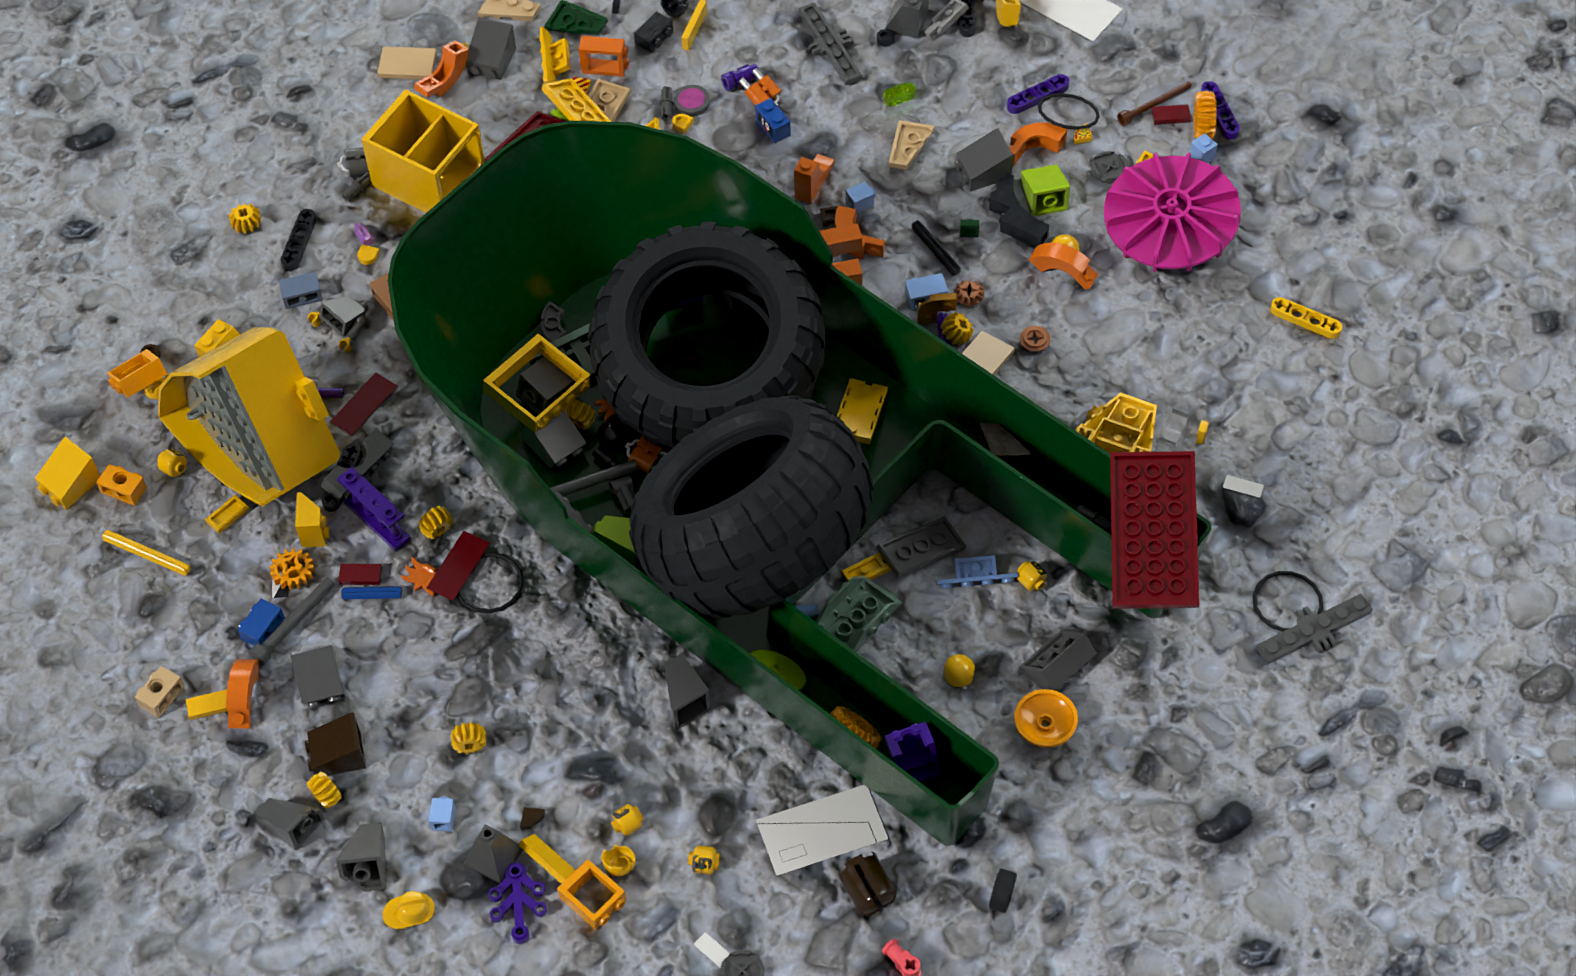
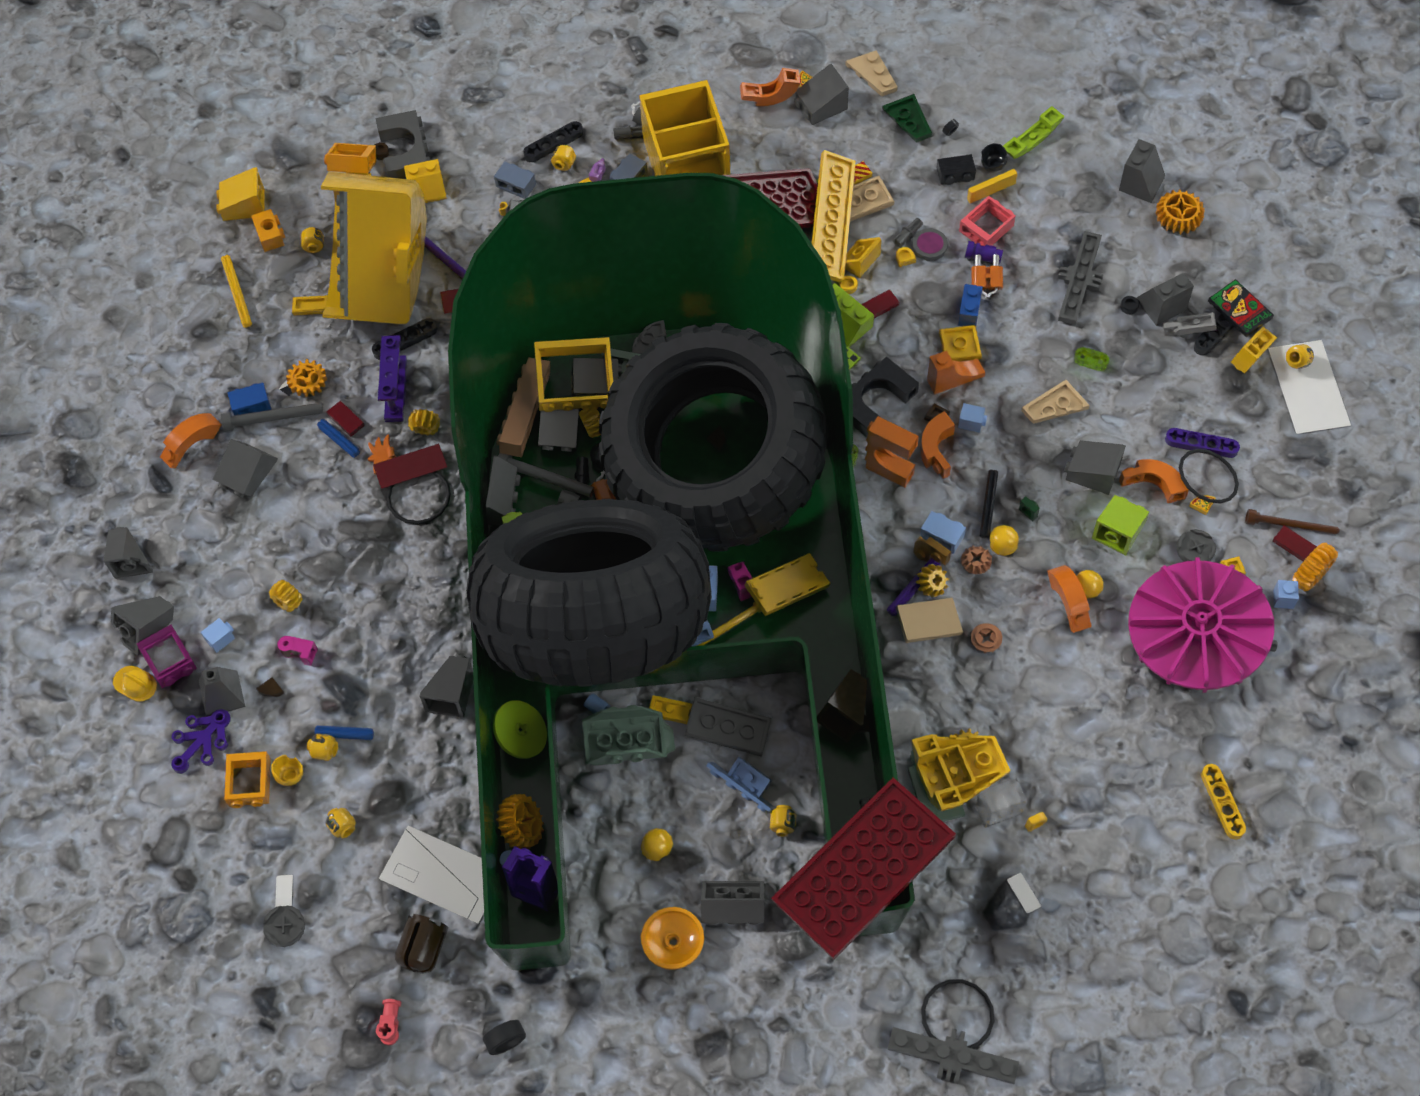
camera: 45 degrees right, 5 degrees up
(158, 315) = (405, 126): none -> dark grey arch
(158, 702) = (153, 397): tan brick -> none
(206, 704) = (159, 427): yellow tile -> none
(245, 218) = (533, 98): yellow gear -> none
(310, 523) = (345, 354): yellow slope -> none
(323, 244) = (563, 157): none -> yellow head
(324, 790) = (164, 552): yellow gear -> none
(336, 747) = (203, 529): dark brown slope -> none
(373, 450) = (436, 339): dark grey arch -> none
(393, 218) = (630, 168): none -> sand blue brick
(406, 62) = (758, 62): tan tile -> none
(417, 866) = (166, 656): none -> magenta window
(503, 427) = (523, 409): none -> medium nougat brick
(520, 769) = (298, 648): none -> dark pink leg
(546, 857) = (248, 726): yellow tile -> none
(554, 56) = (863, 134): yellow bracket -> none
(606, 46) = (895, 160): orange window -> none
(631, 796) = (346, 732): none -> blue axle
(717, 67) = (978, 235): none -> coral window
(789, 151) = (961, 343): none -> yellow tile
(974, 264) = (1004, 540): none -> yellow hair
(1014, 218) = (1071, 530): black arch -> none
(1223, 109) = (1342, 573): dark purple beam -> none

